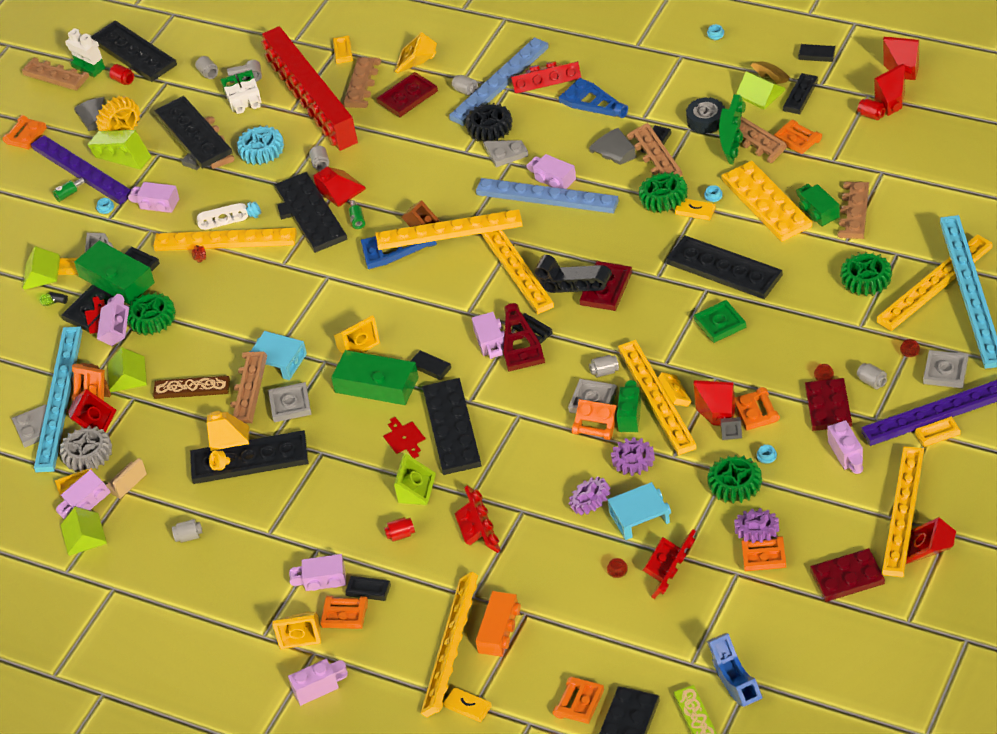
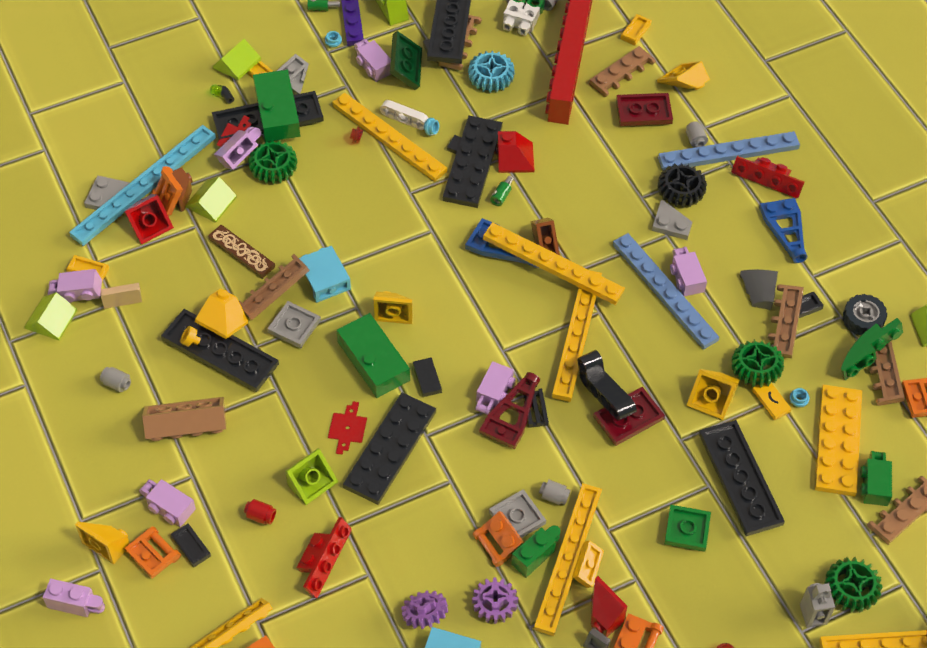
camera: 30 degrees right, 10 degrees up
(86, 449) = (118, 245): light grey gear -> none
(184, 179) = (406, 60): none -> dark green plate
(273, 515) = (184, 418): none -> medium nougat slope
(319, 157) = (523, 117): light grey brick -> none
(651, 231) = (713, 393): none -> yellow slope
(856, 297) = (817, 605): none -> light grey hinge

